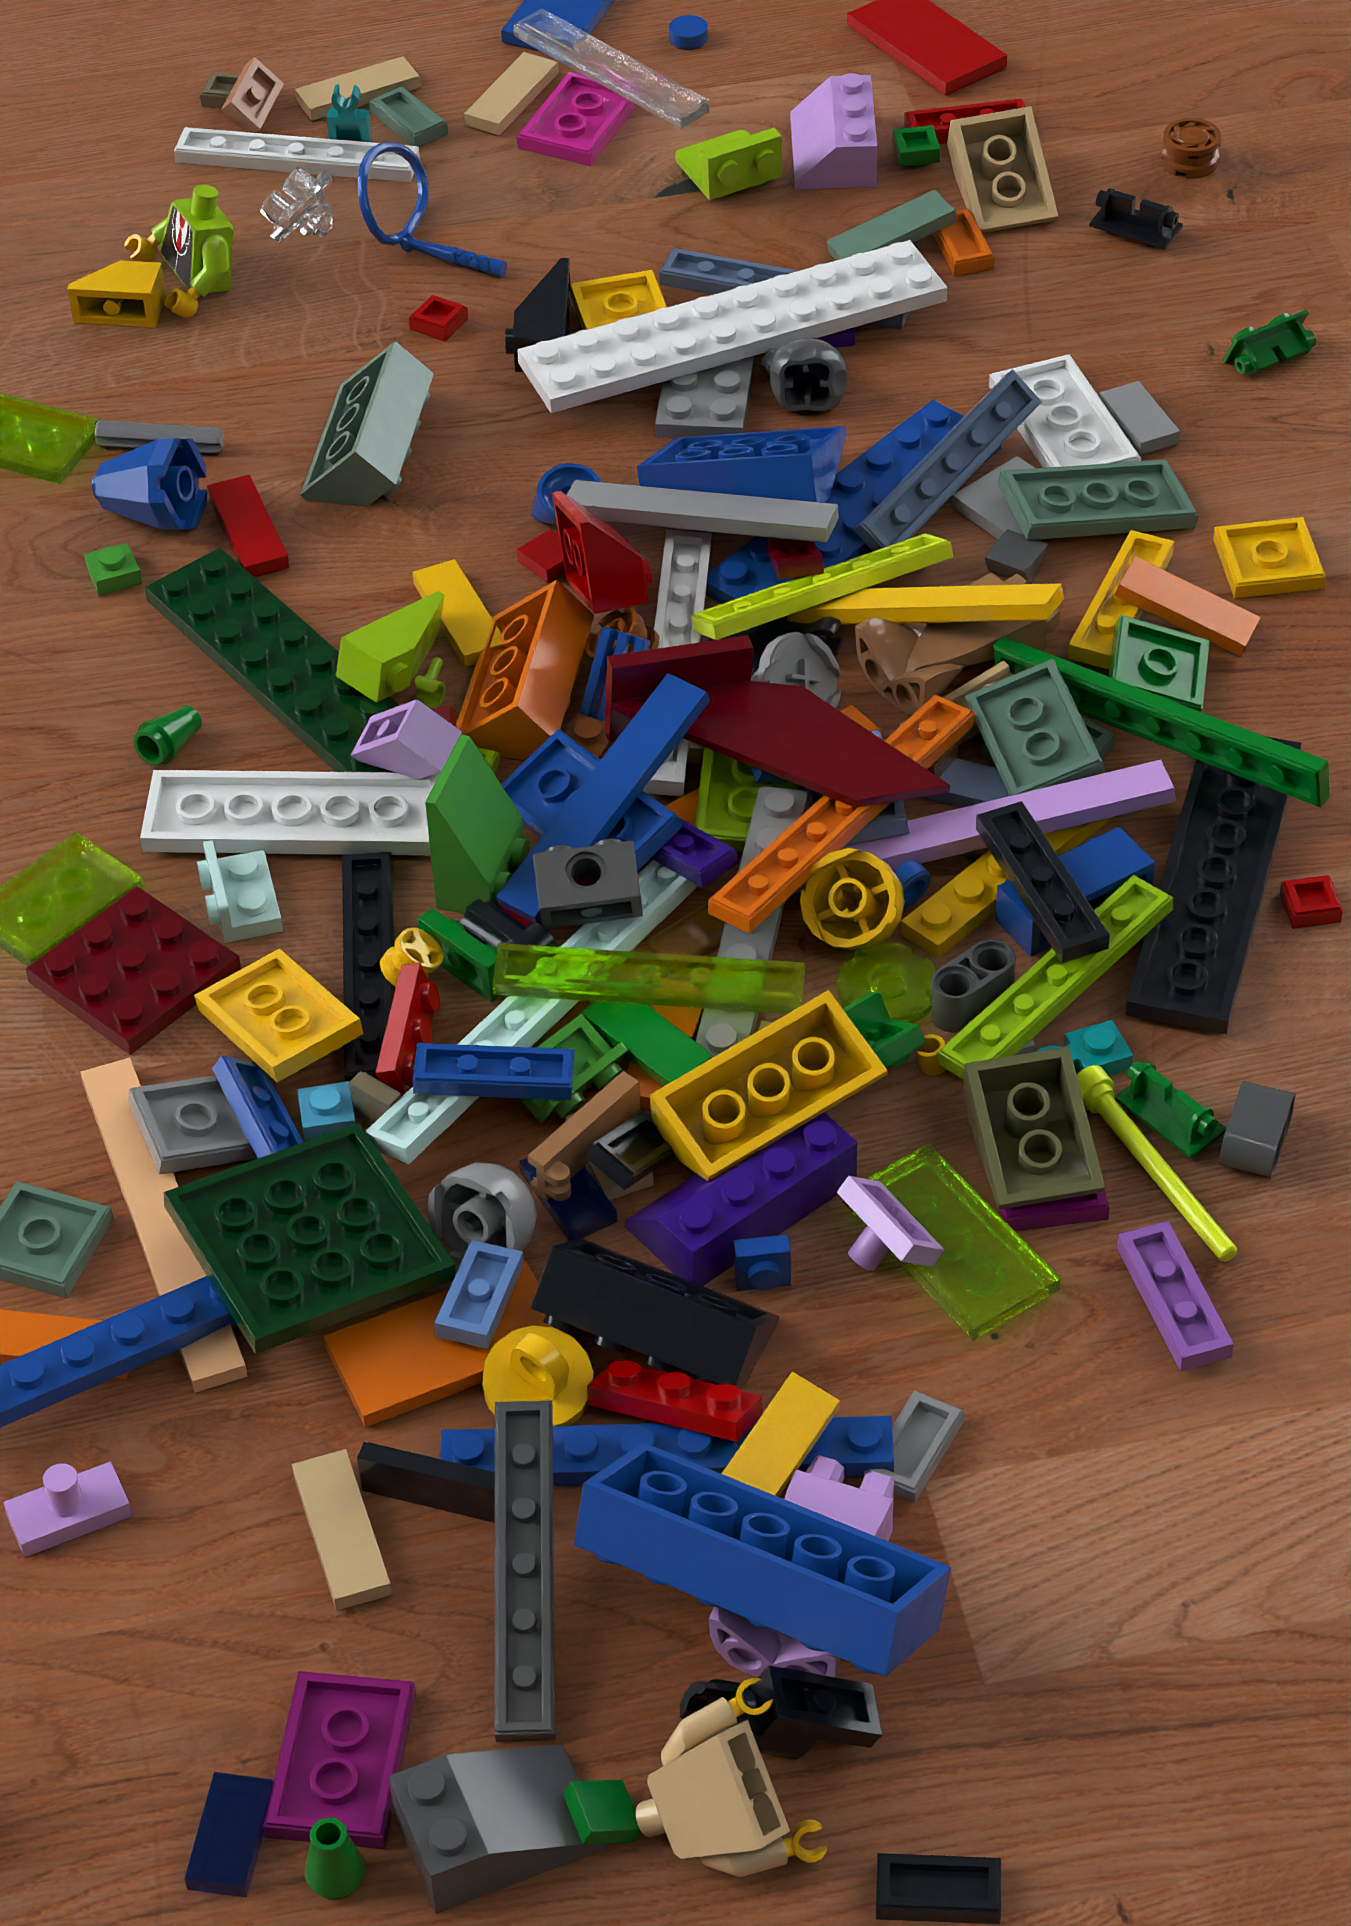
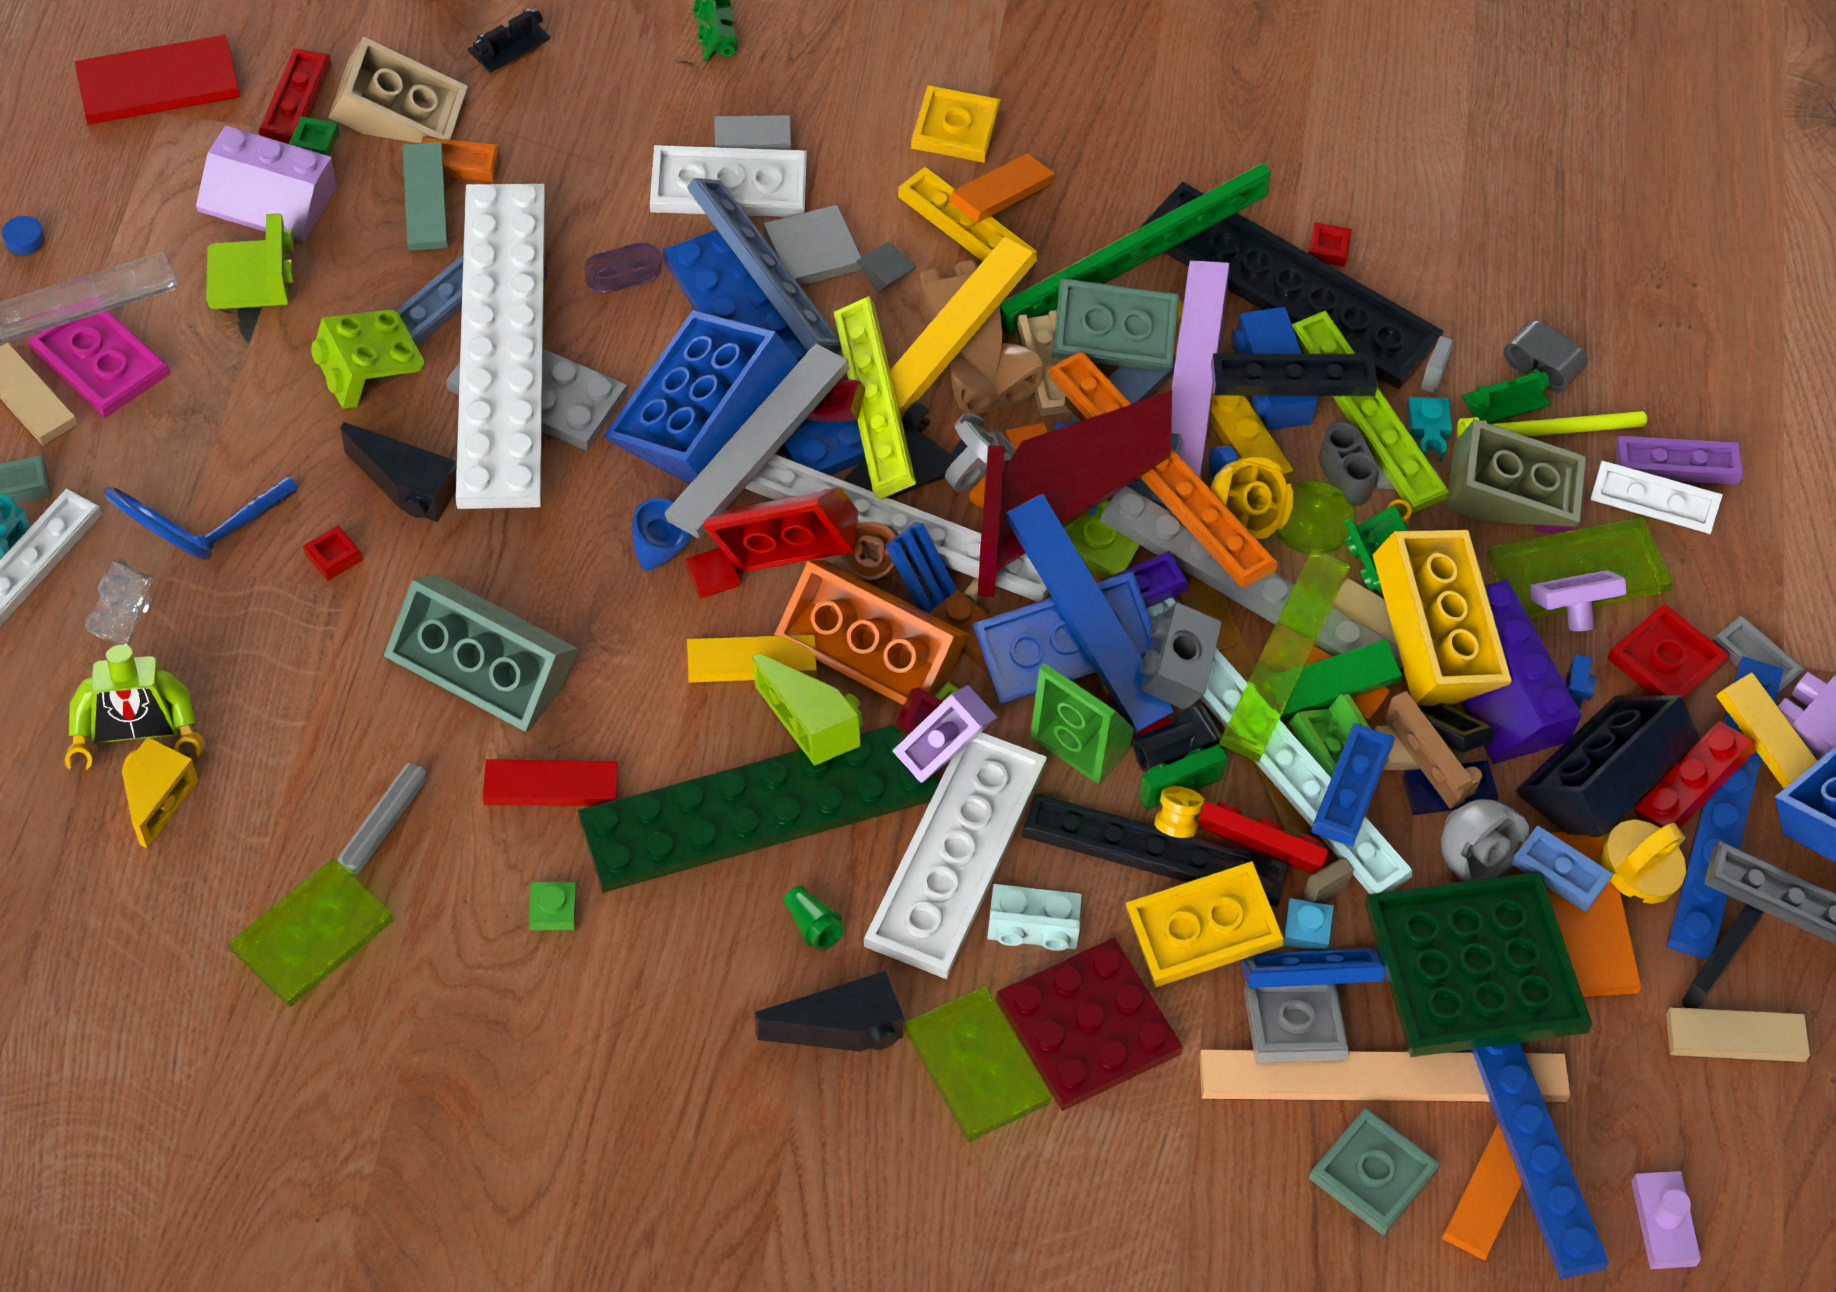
camera: 75 degrees left, 10 degrees up
(67, 788) = (842, 1017): none -> black slope
(155, 484) = (476, 836): blue cone -> none
(615, 298) = (415, 411): yellow plate -> none
(672, 250) = (363, 348): none -> lime bracket
(806, 375) = (591, 315): dark grey piece -> none
(856, 1346) = (1667, 655): none -> red plate
(891, 381) = (620, 267): none -> clear purple plate
(1095, 1282) = (1655, 497): none -> white plate
(1097, 499) = (847, 194): sand green tile -> none
(1160, 661) = (1057, 229): green tile -> none
(1174, 1029) = (1437, 364): none -> light grey tile

